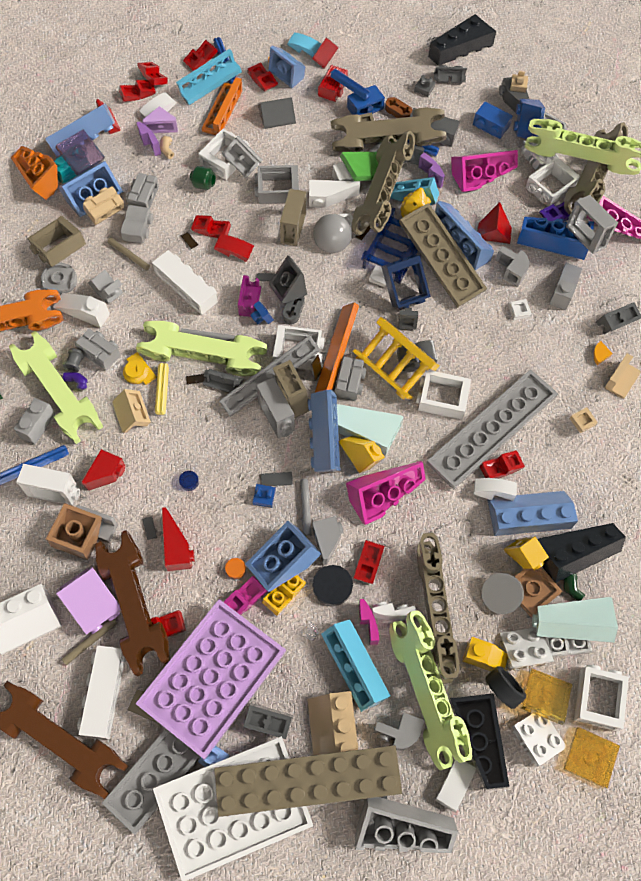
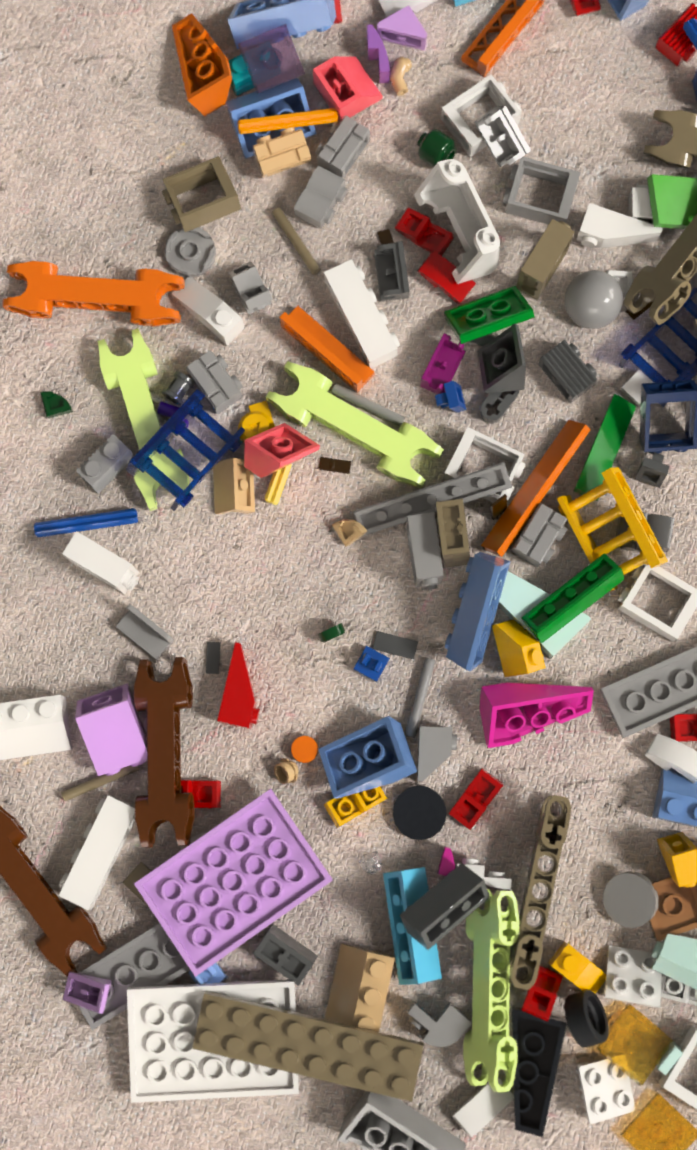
camera: 25 degrees right, 15 degrees up
(75, 531) = (119, 637): medium nougat slope -> none
(78, 378) = (160, 444): none -> clear blue fence
(100, 184) = (287, 121): none -> light orange axle
(104, 470) = (176, 562): red slope -> none
(121, 801) = (87, 991): none -> lavender slope
(132, 159) = (345, 86): none -> coral slope
(152, 376) = (276, 449): none -> coral slope
(168, 309) = (326, 348): none -> orange fence
(189, 480) = (281, 610): clear blue tile -> none
(197, 252) = (391, 271): none -> dark grey hinge
(220, 414) = (349, 530): none -> tan tile
(221, 380) = (367, 482): dark grey hinge -> none
(224, 195) = (452, 191): none -> white windscreen
(226, 586) = (286, 771): none -> tan plate
(229, 482) = (332, 633): none -> dark green tile
(246, 596) = (304, 791): dark pink slope -> none
(268, 258) = (488, 314): none -> green tile
(277, 112) = (582, 60): dark grey slope -> none
(331, 277) = (568, 370): none -> dark grey brick
(372, 313) = (605, 444): none -> green slope
(374, 636) = (445, 906): none -> dark grey brick
(386, 407) = (573, 598): none -> green slope
(468, 681) = (543, 994): none -> red slope
(575, 696) = (669, 1058): none -> light aqua tile

